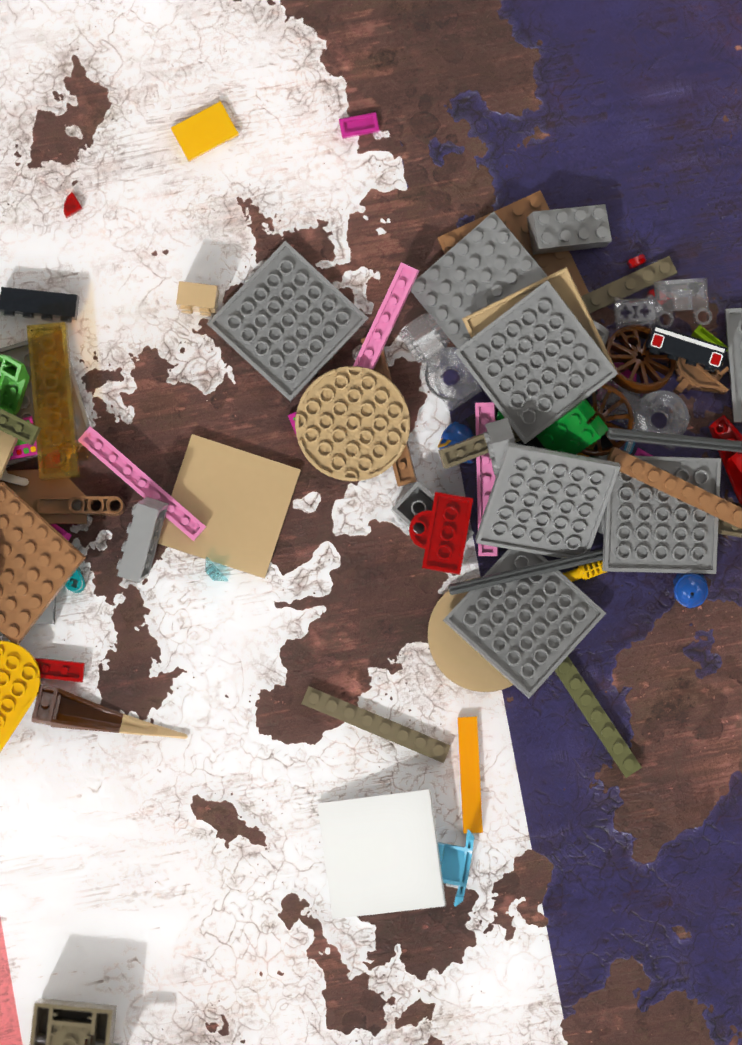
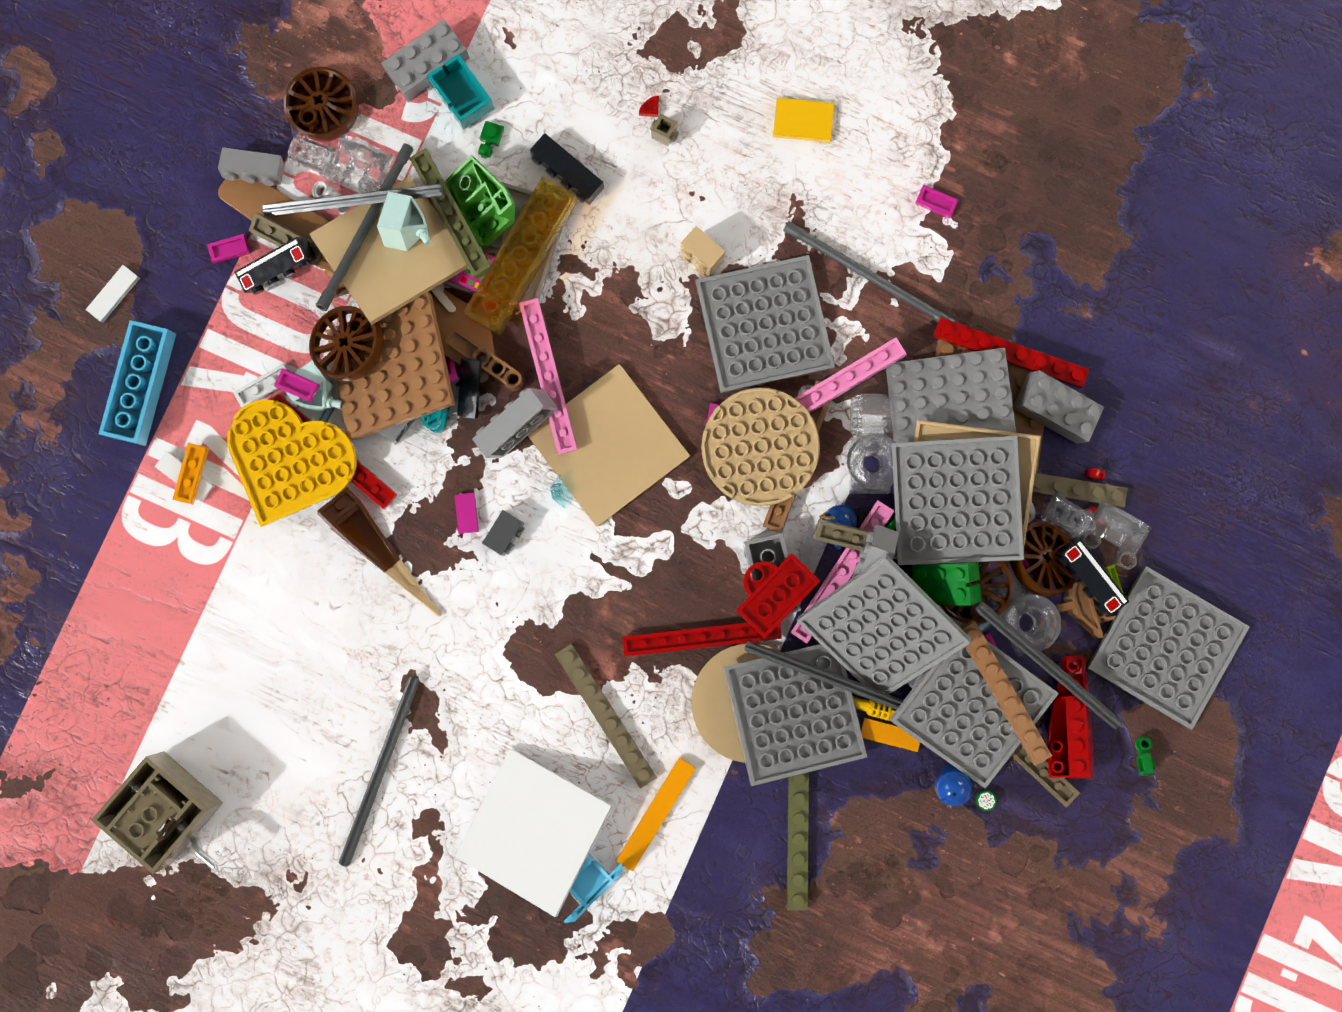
camera: 35 degrees right, 0 degrees up
(84, 536) = (469, 388): none -> black tile
(97, 218) = (664, 130): none -> dark tan brick
(151, 639) = (466, 513): none -> dark pink tile
(193, 635) = (504, 533): none -> dark grey brick
(224, 893) = (379, 771): none -> dark grey axle
(264, 227) = (799, 233): none -> dark grey piece
(405, 613) = (694, 638): none -> red plate
(505, 210) = (1015, 353): none -> red plate
(612, 584) = (888, 734): none -> light orange tile
(724, 583) = (985, 800): none -> tile

